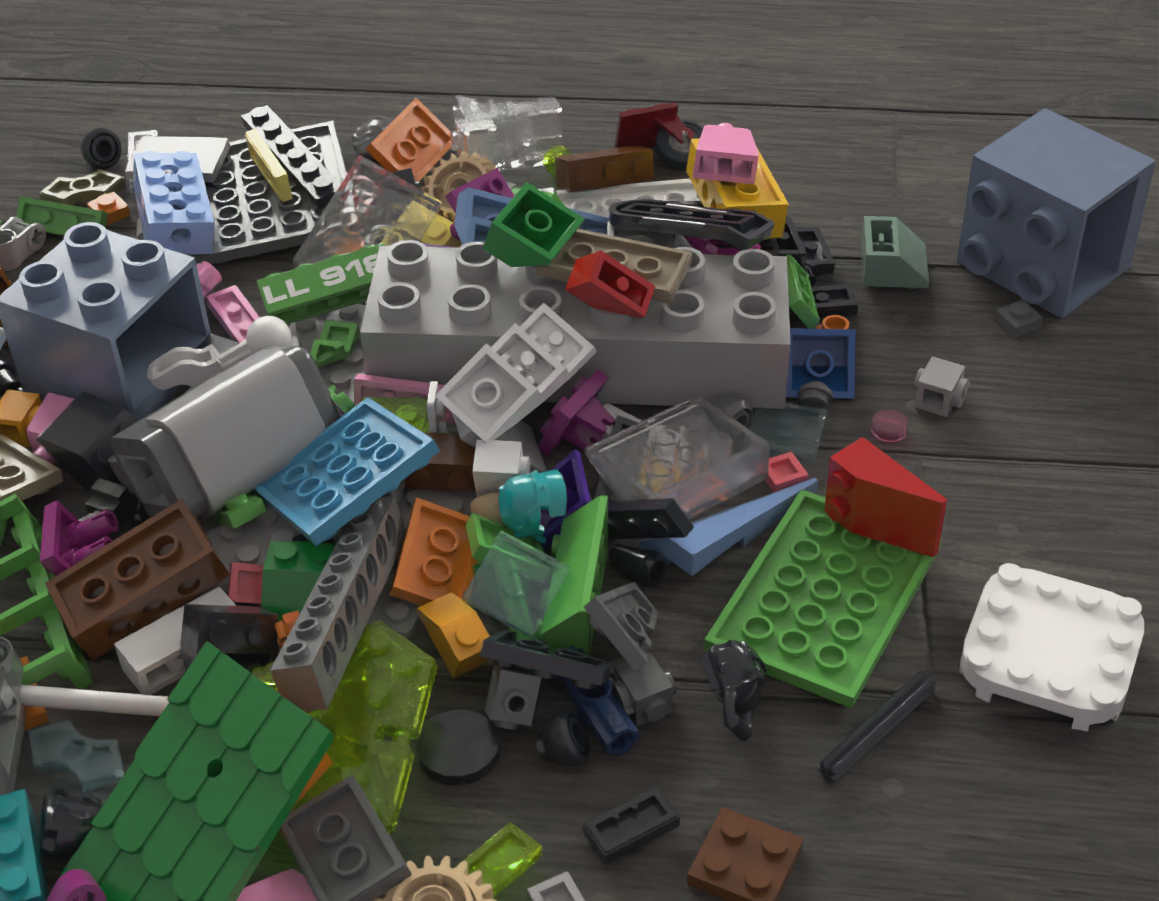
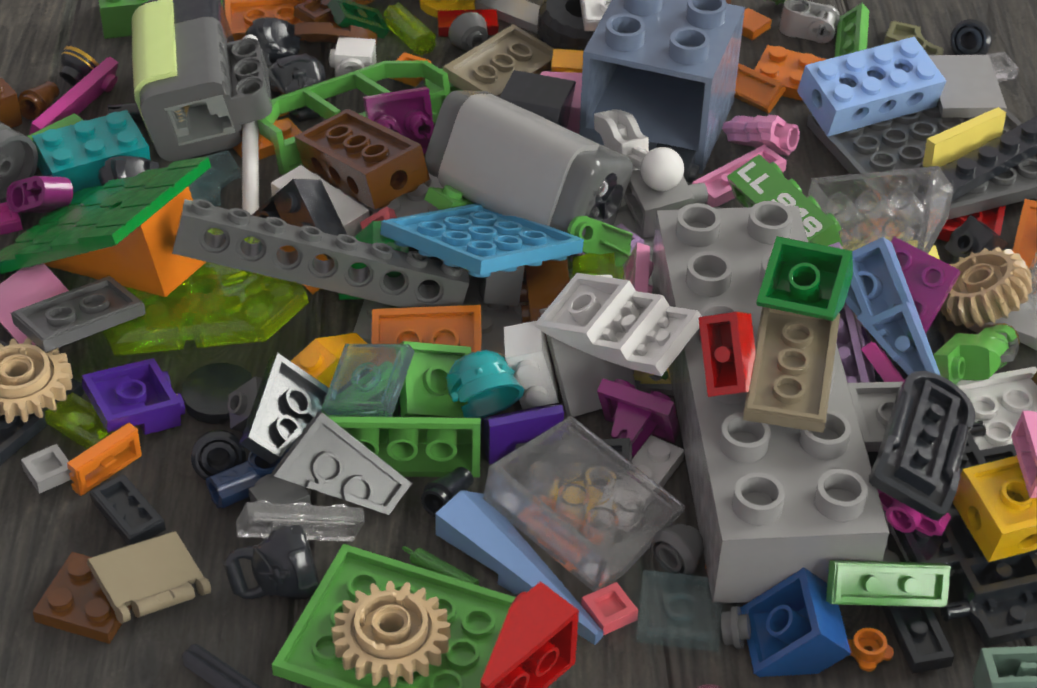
camera: 80 degrees right, 0 degrees up
(472, 809) = (134, 395): none -> dark purple plate
(556, 842) = (104, 459): none -> orange tile
(647, 519) = (468, 469): black plate -> none
(685, 662) = (319, 522): none -> clear plate
(730, 578) = (430, 562): none -> bright green piece
(736, 798) = (148, 576): none -> dark tan piece
(835, 597) = (391, 633): none -> tan gear

